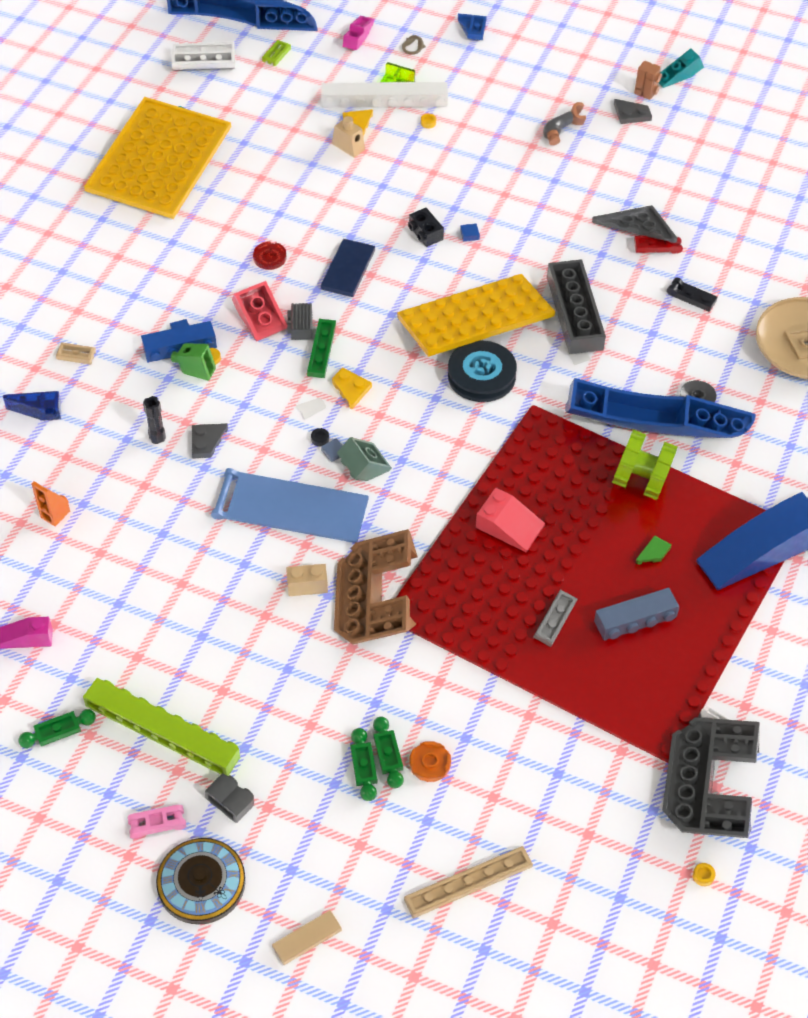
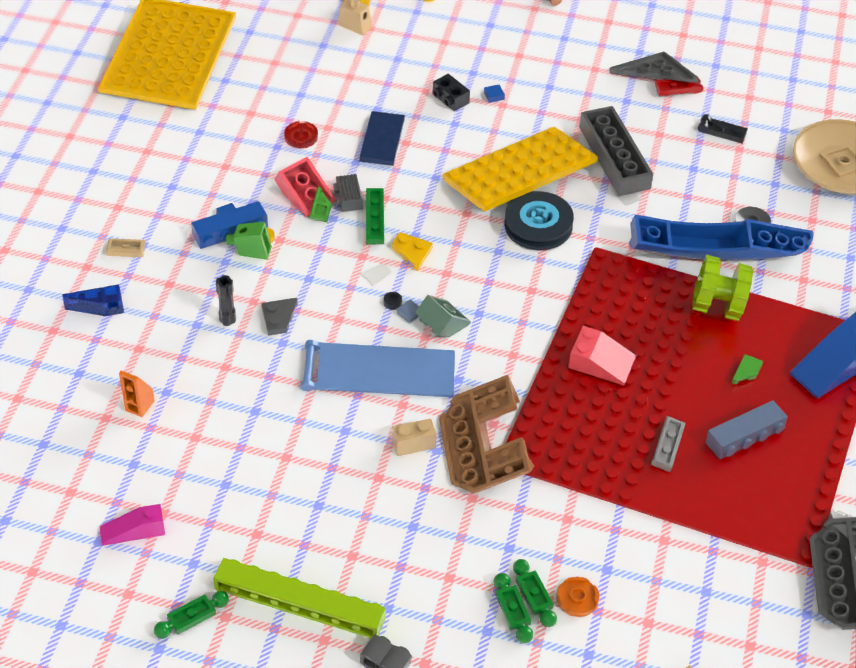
camera: 10 degrees left, 5 degrees down
(271, 333) = (321, 207): none -> bright green tile

